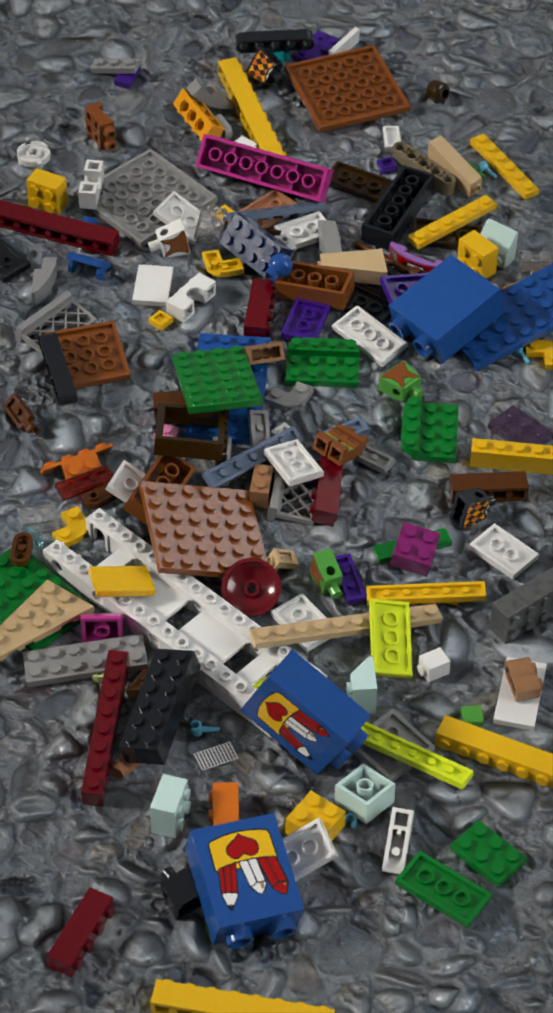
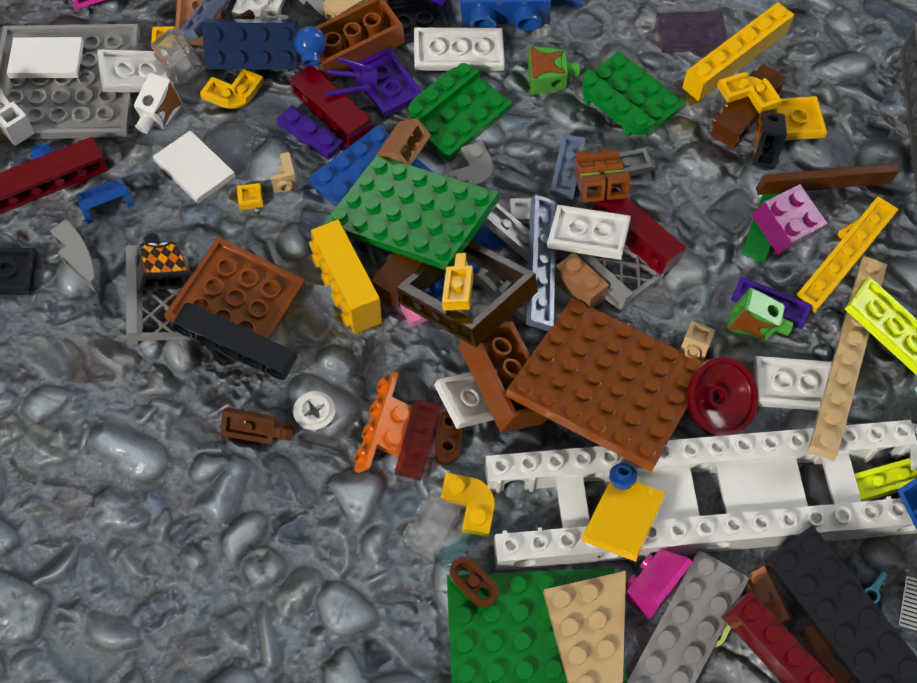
camera: 50 degrees left, 15 degrees up
(52, 428) = (319, 401): none -> white gear
(68, 309) = (160, 265): none -> black torso
(145, 566) = (623, 476): none -> blue plate
(148, 178) = (45, 57): none -> white tile
(150, 377) = (345, 277): none -> yellow brick
(180, 418) = (458, 285): none -> yellow hinge
(181, 304) = (253, 163): white arch -> none
(191, 323) = (286, 179): none -> tan bracket
(232, 314) = (310, 132): none -> dark purple plate
(291, 305) = (366, 77): none -> dark purple plant
(473, 553) = (828, 178): none -> reddish brown tile
(491, 470) = (759, 92): none -> yellow plate
(503, 551) = (838, 150): white plate -> none
(510, 516) = (802, 118): none -> yellow plate

